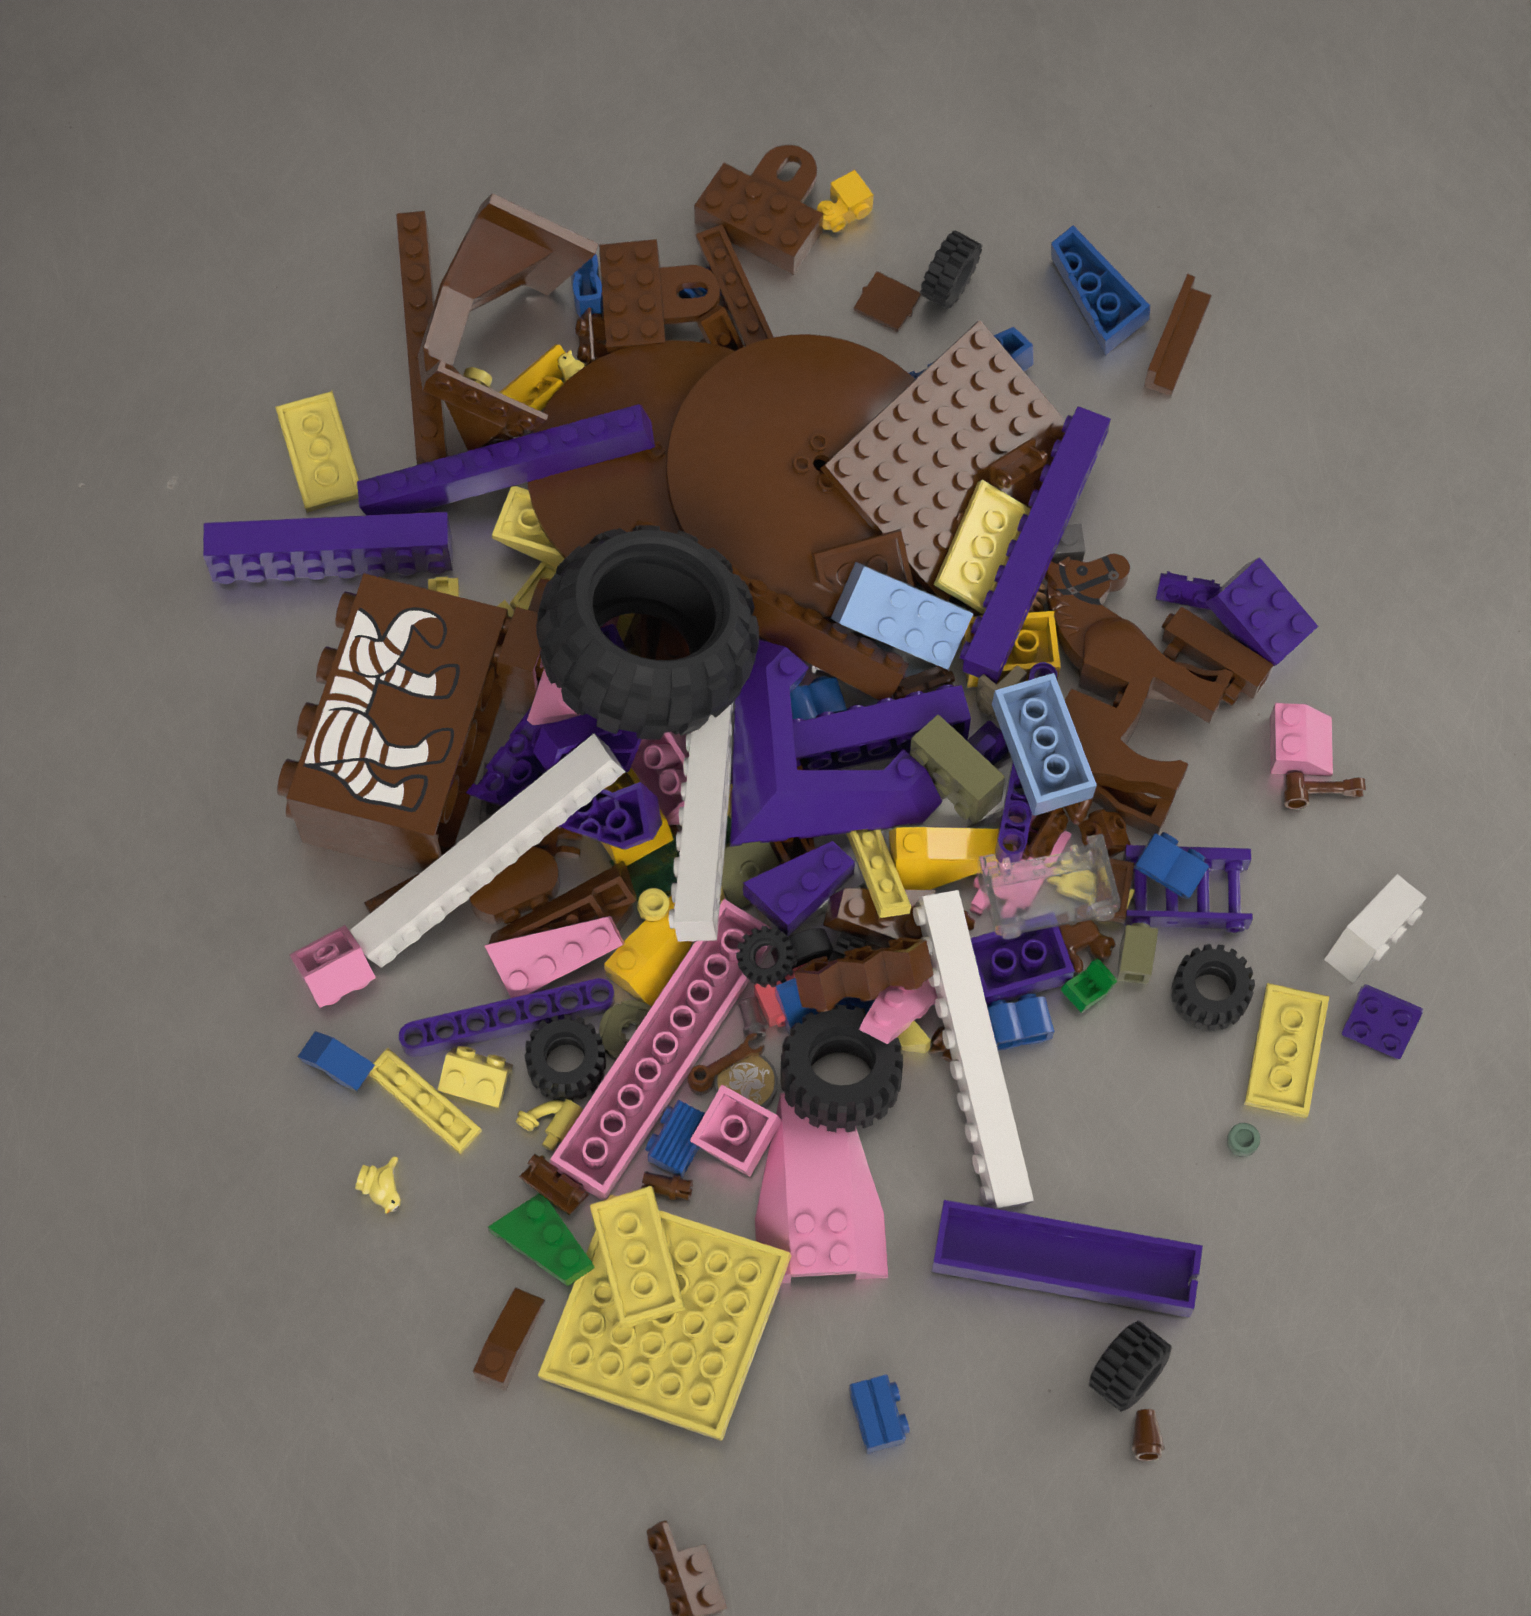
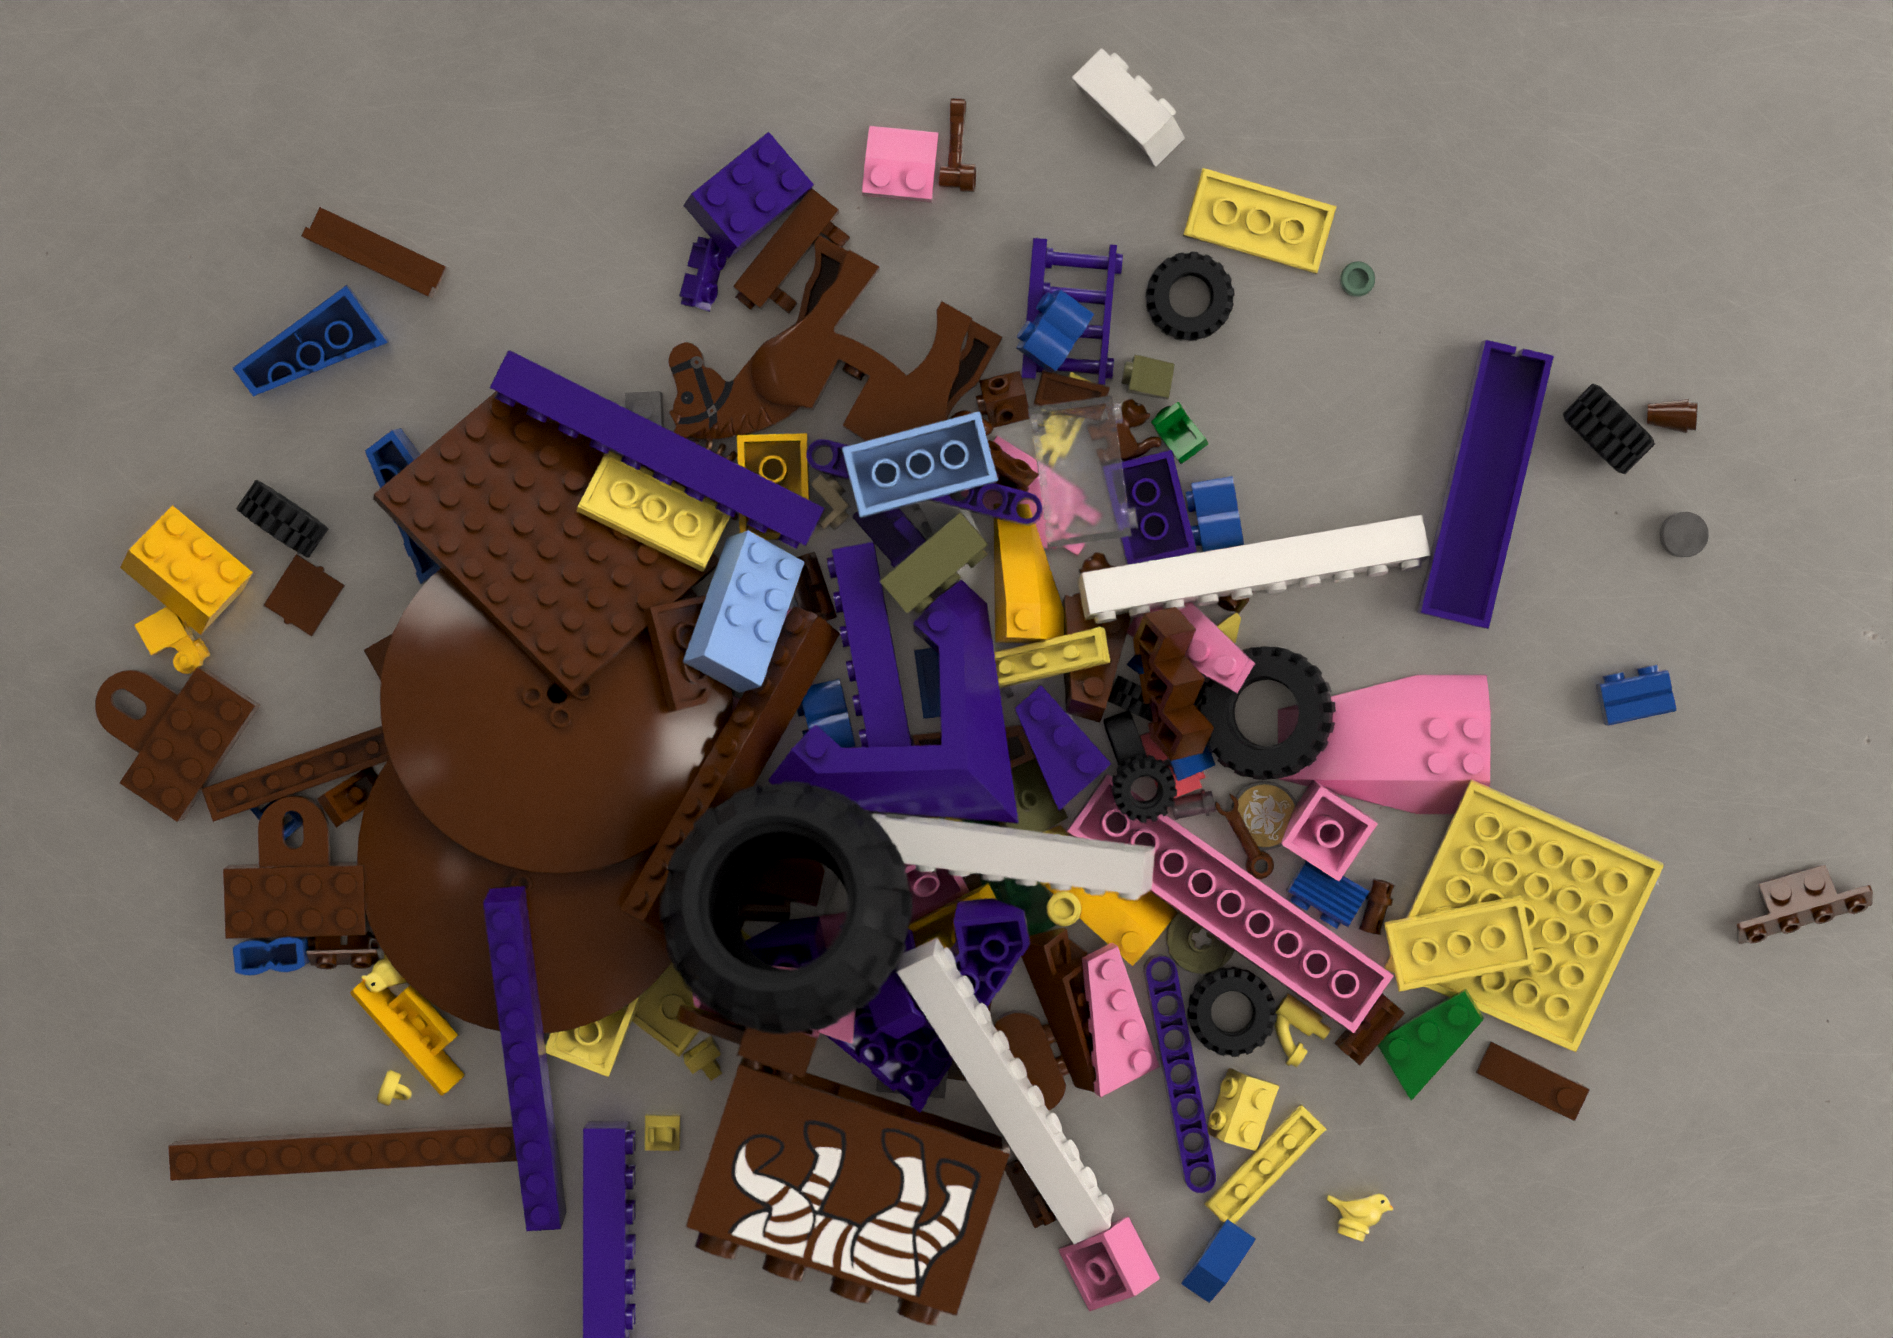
camera: 85 degrees left, 20 degrees up
(319, 451) = (470, 1274): light yellow tile -> none
(498, 254) = (265, 1074): reddish brown panel -> none
(902, 204) = (186, 569): none -> yellow brick
(1011, 466) = (567, 476): reddish brown hinge -> none
(1035, 1452) = (1684, 534): none -> flat silver piece
(1382, 1021) = (1235, 113): dark purple bracket -> none

